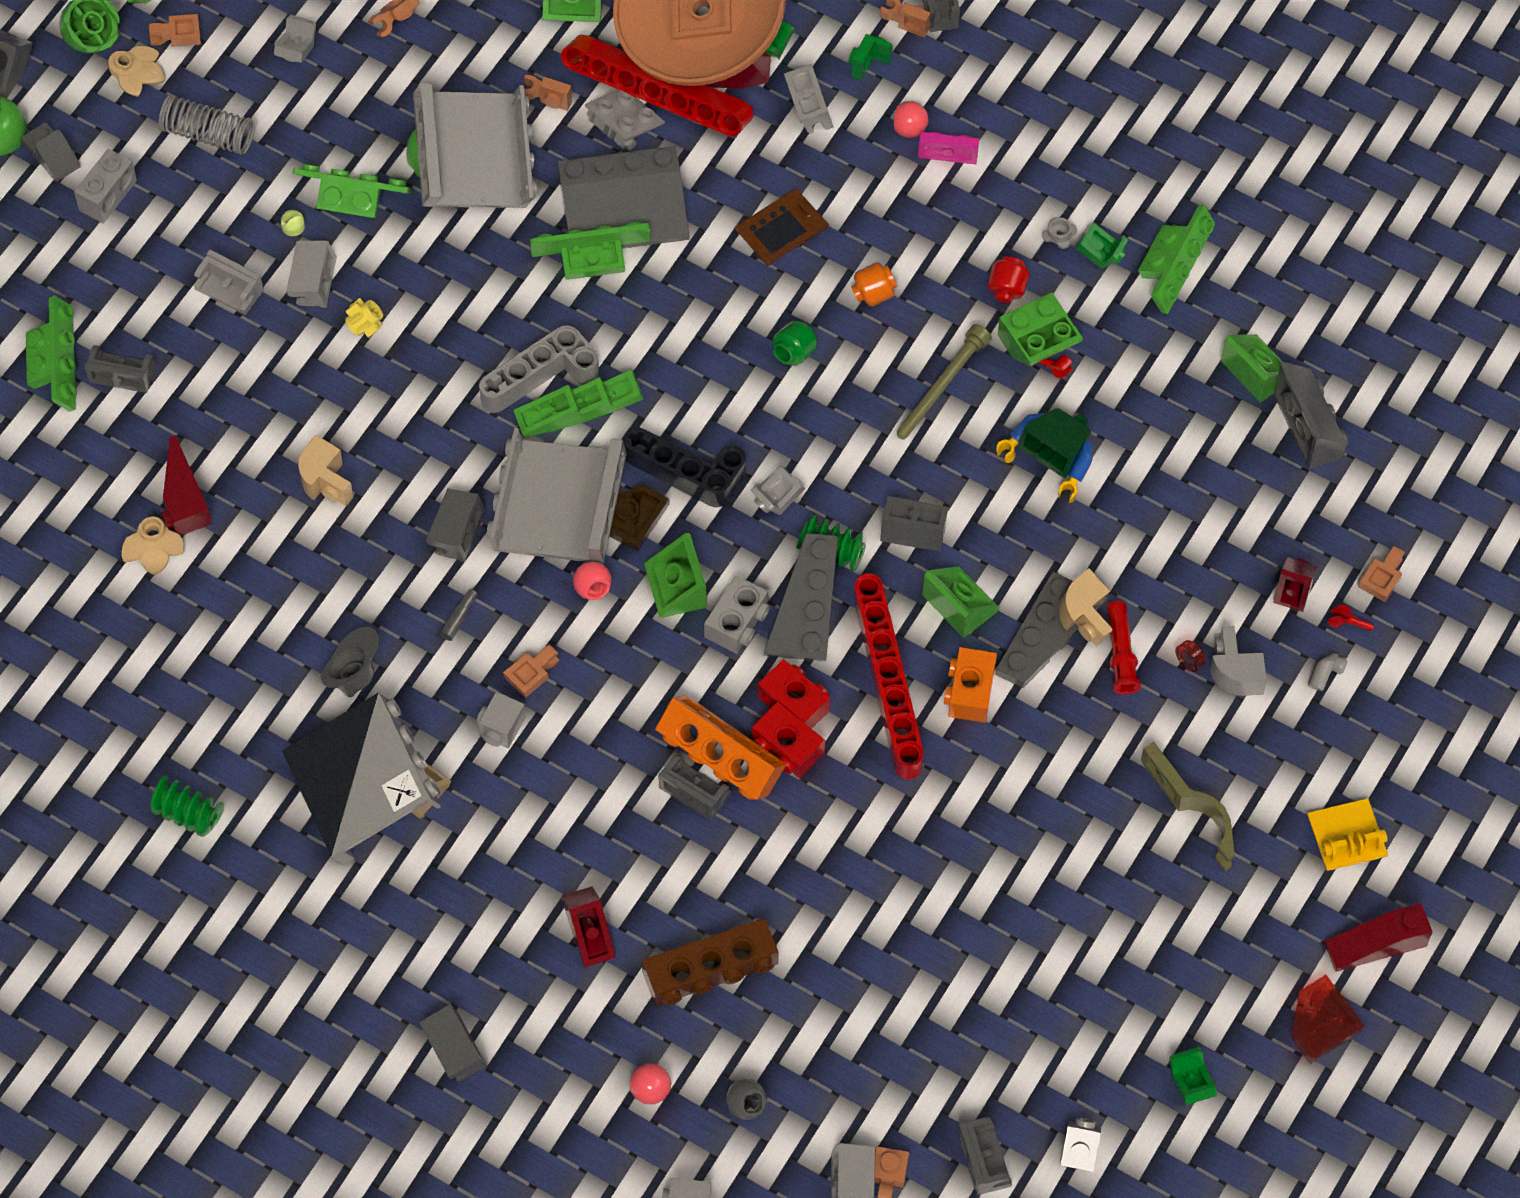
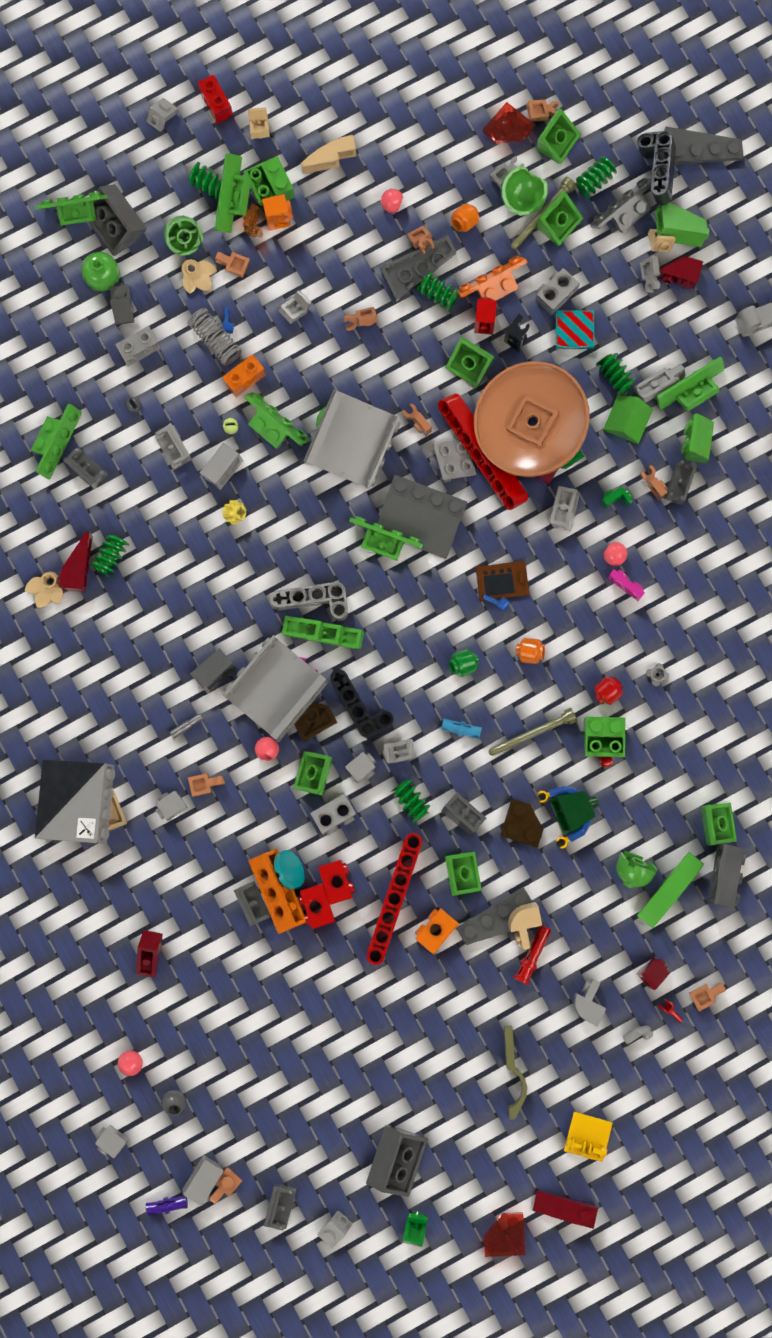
camera: 35 degrees right, 20 degrees up
(138, 266) = (130, 408): none -> dark grey hinge
(218, 104) = (228, 326): none -> blue hand
(220, 454) = (109, 554): none -> green piece
(275, 151) = (244, 375): none -> orange brick
(318, 472) = (155, 594): tan brick -> none
(351, 663) = (109, 726): dark grey piece -> none
(453, 1044) = (41, 980): dark grey hinge -> none
(690, 958) = (171, 1002): reddish brown brick -> none
(722, 710) = (289, 869): none -> teal tile
(737, 538) = (362, 767): none -> light grey brick
(799, 252) = (502, 604): none -> blue hand
(805, 612) = (371, 835): dark grey wing -> none
(842, 425) = (461, 728): none -> dark azure pin
(1001, 499) = (522, 824): none -> dark brown plate
(1101, 247) = (675, 699): green bracket -> none
(1108, 1004) = (396, 1161): none -> dark grey slope
(1174, 256) = (712, 727): bright green bracket -> none
(1187, 471) = (634, 871): none -> bright green cylinder
(1190, 655) = (567, 982): clear red tile -> none
(1249, 472) = (670, 889): none -> bright green slope

